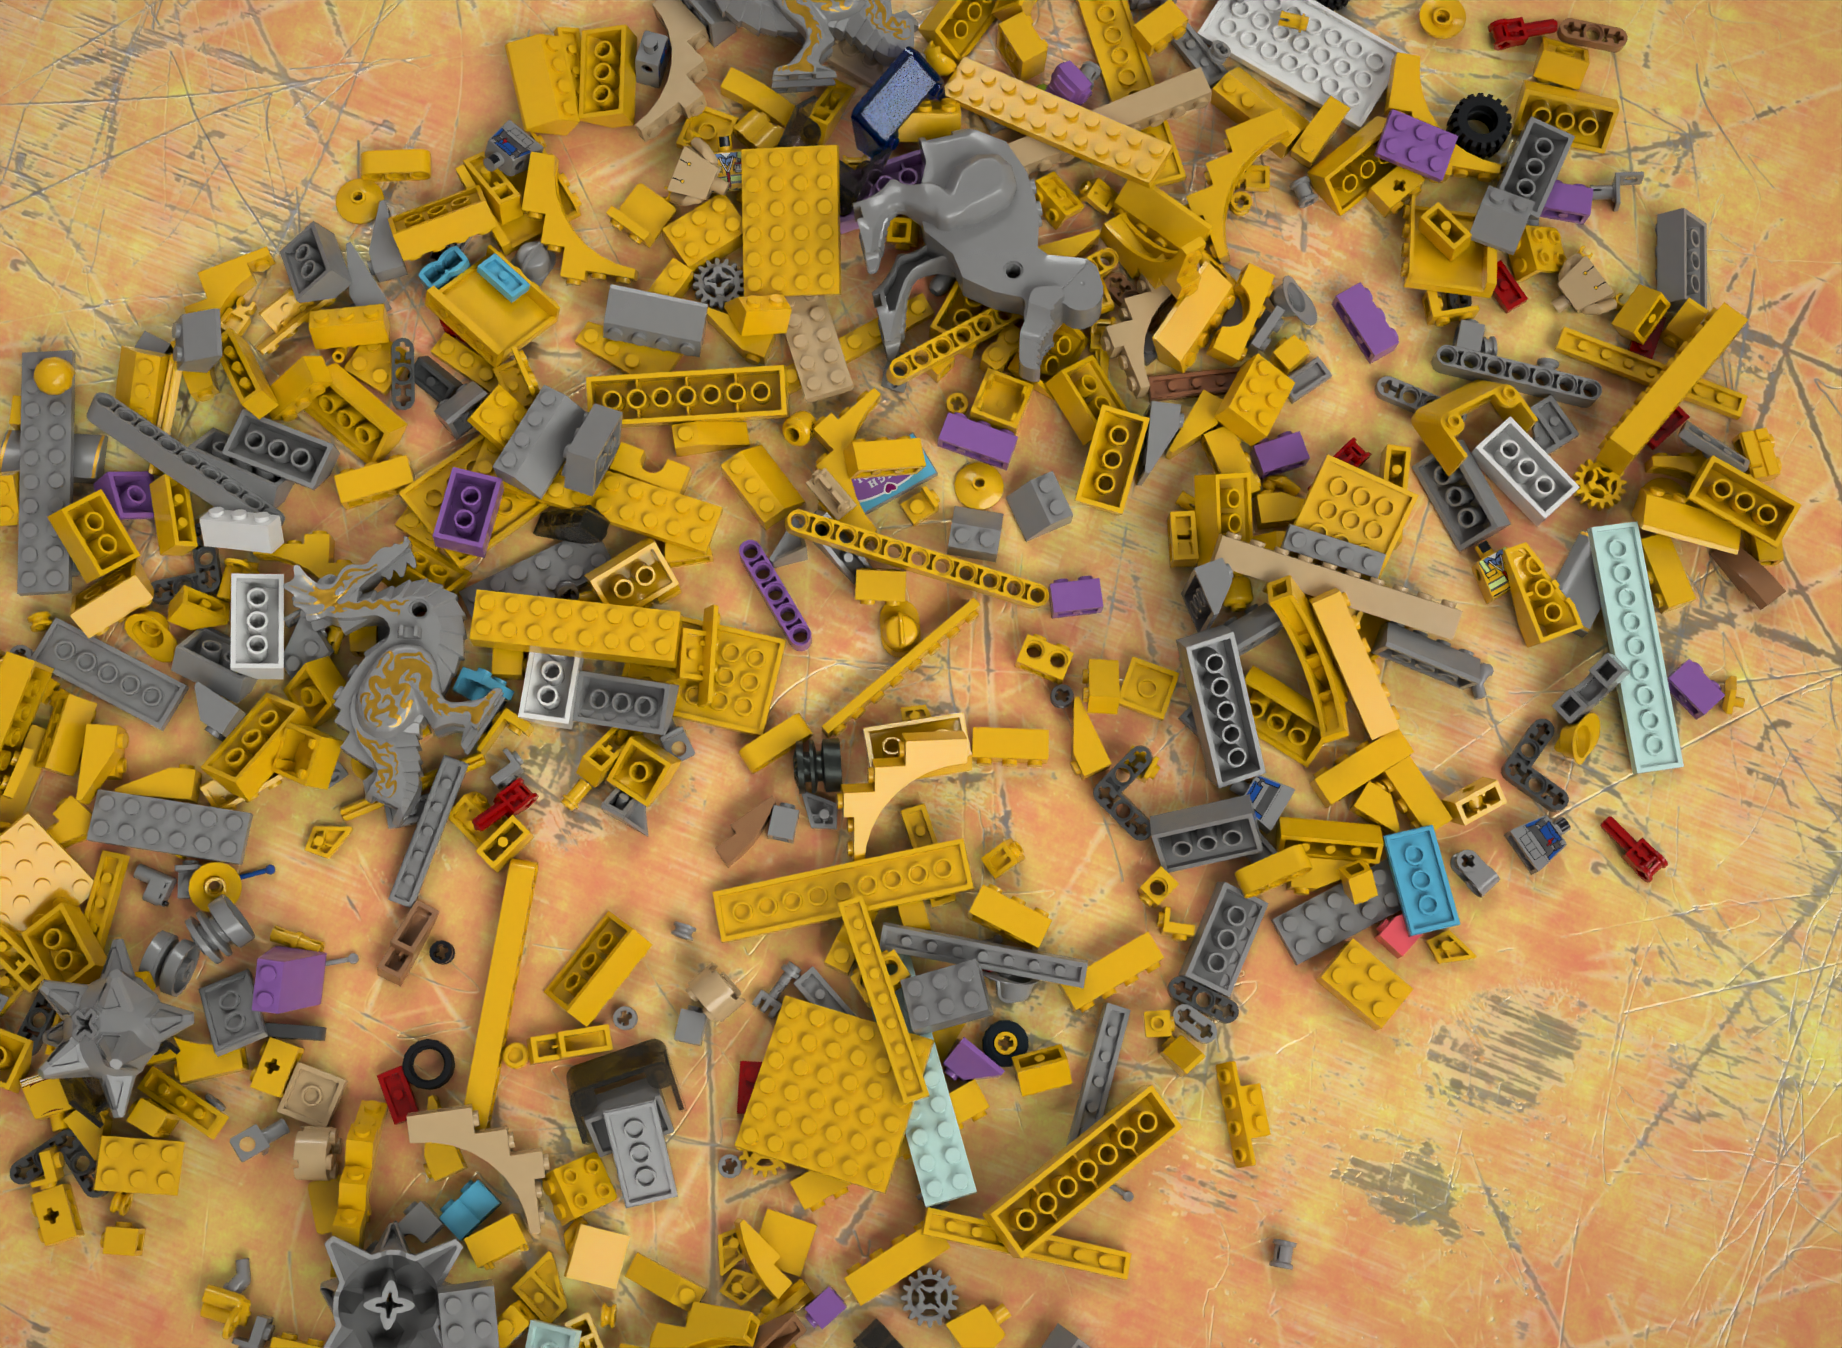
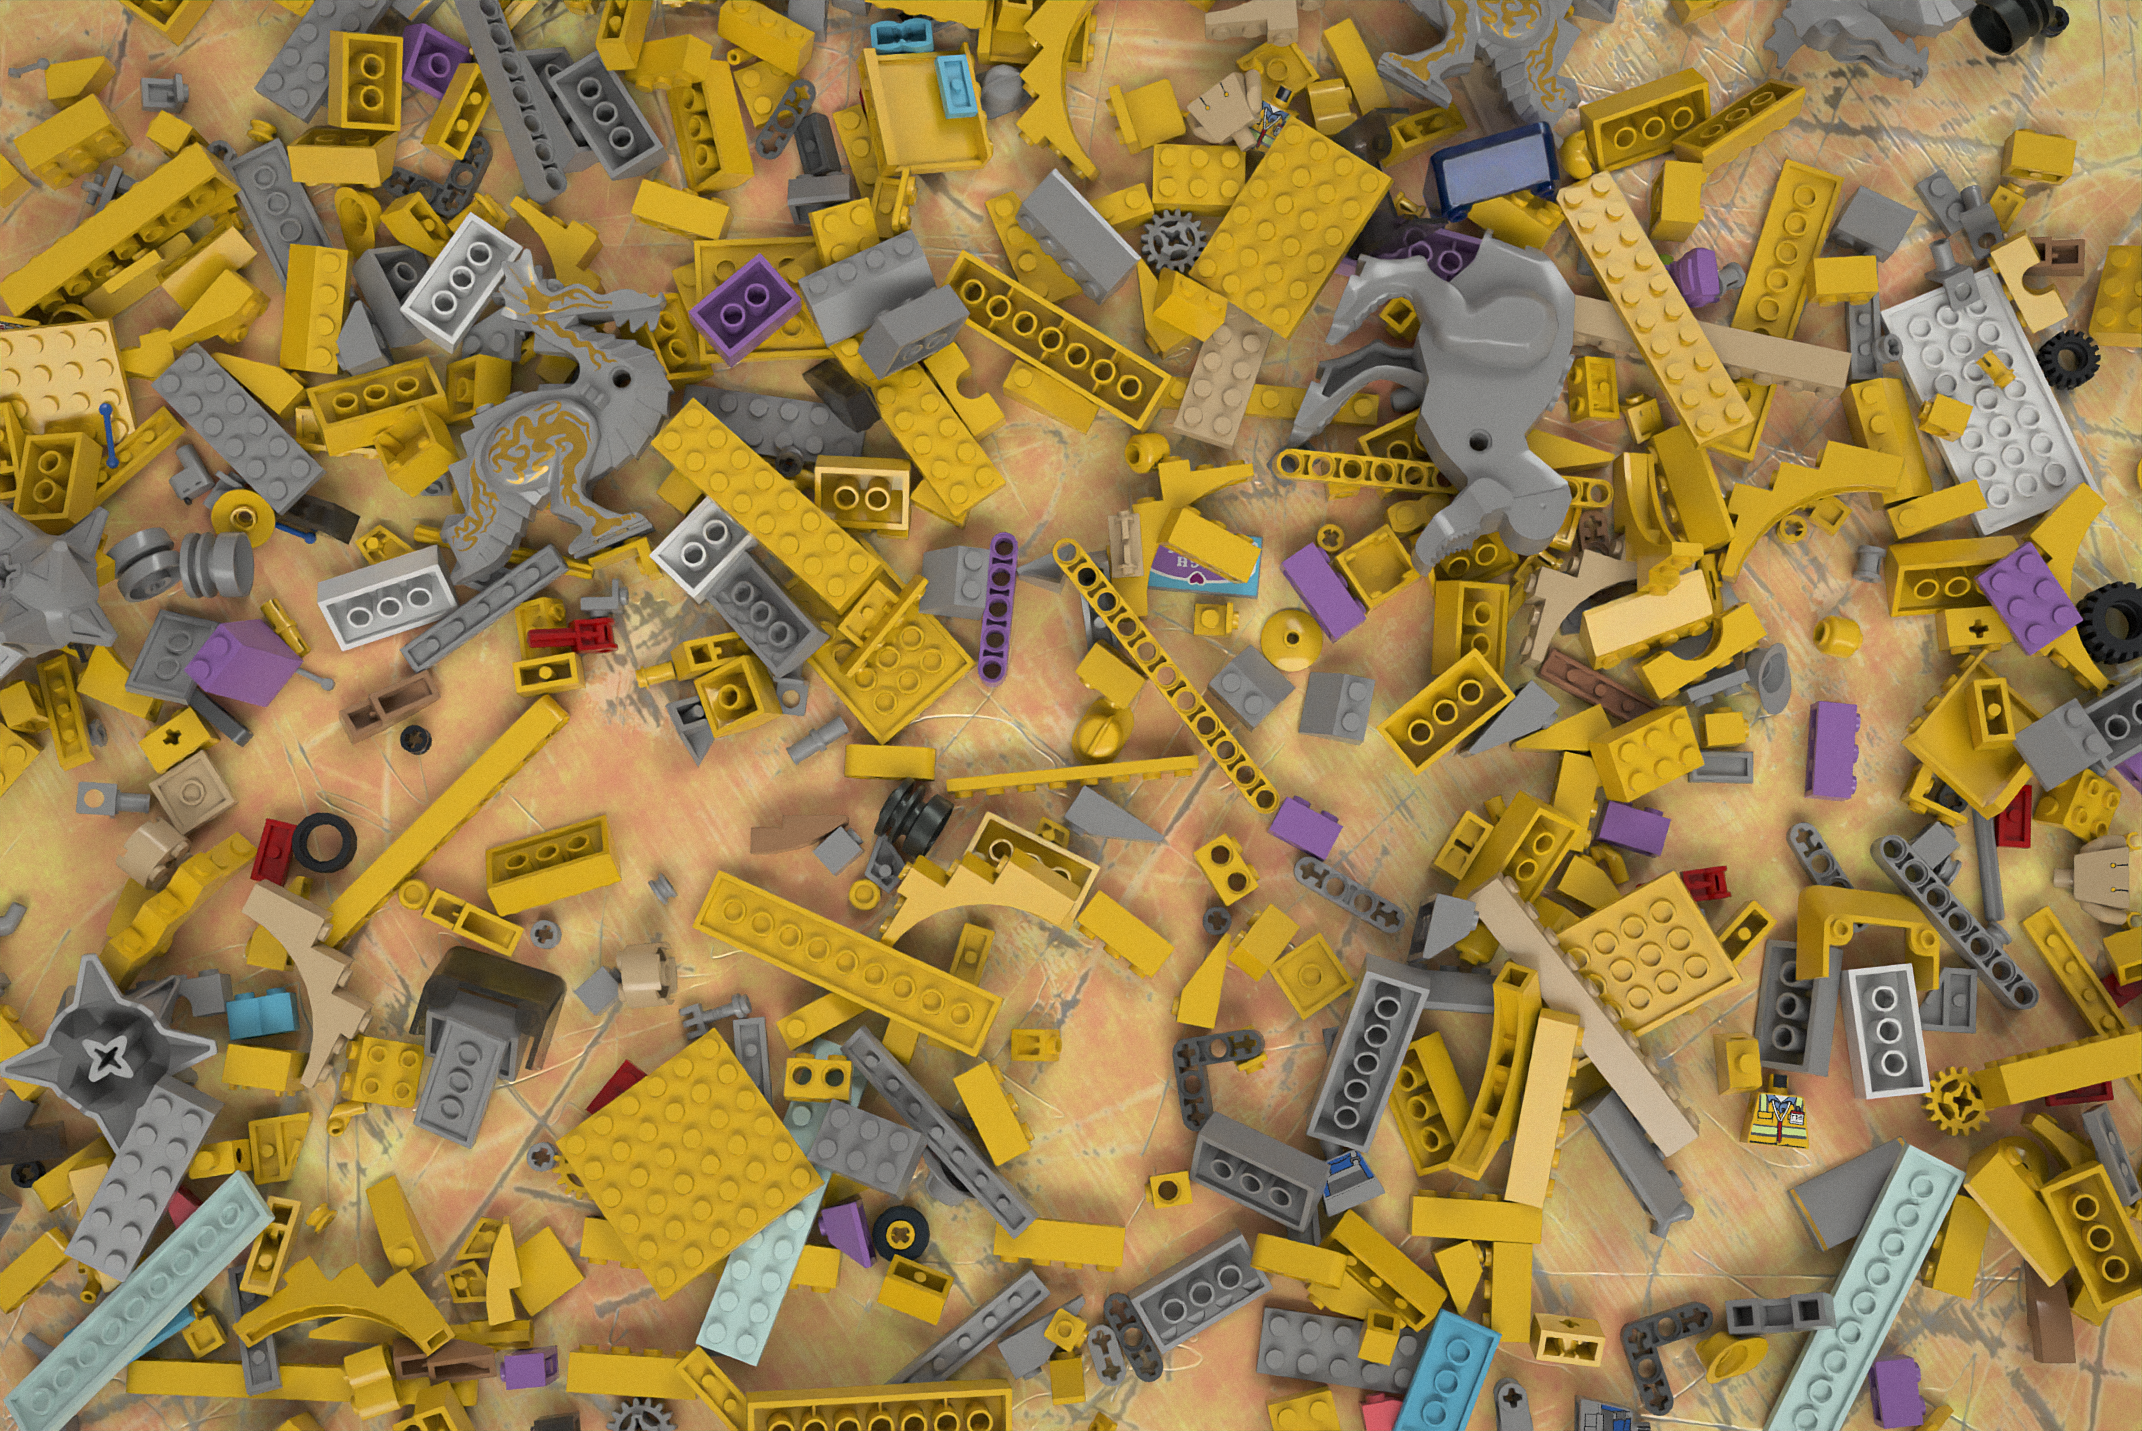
camera: 45 degrees right, 5 degrees up
(66, 878) = (106, 410): none -> blue hinge
(165, 711) = (315, 307): none -> yellow slope
(241, 530) = (512, 174): white brick -> none
(269, 849) = (322, 518): none -> clear smoke slope
(355, 870) = (388, 597): none -> white slope
(479, 683) = (635, 496): medium azure bracket -> none
(596, 1256) = (350, 1151): yellow tile -> none
(716, 762) = (817, 740): none -> light grey pin
(736, 594) = (955, 582): none -> light grey slope
(761, 485) = (1067, 485): yellow slope -> none
(820, 840) = (864, 894): none -> yellow tile
(883, 1000) = (800, 1107): yellow plate -> none
(939, 682) = (1103, 819): none -> light grey slope
(1134, 624) = (1347, 898): none -> light grey beam
(1143, 1052) = (1029, 1347): none -> light grey slope
(1178, 931) = (1158, 1250): yellow bracket -> none
(1284, 70) = (1944, 417): none -> yellow brick
(1317, 249) = (1837, 636): none -> yellow head
(1333, 550) = (1608, 974): light grey plate -> none
(1451, 554) = (1737, 1063): none -> yellow torso
(1510, 327) = (1988, 867): none -> light grey axle
(1538, 602) = (1795, 1178): yellow wedge -> none

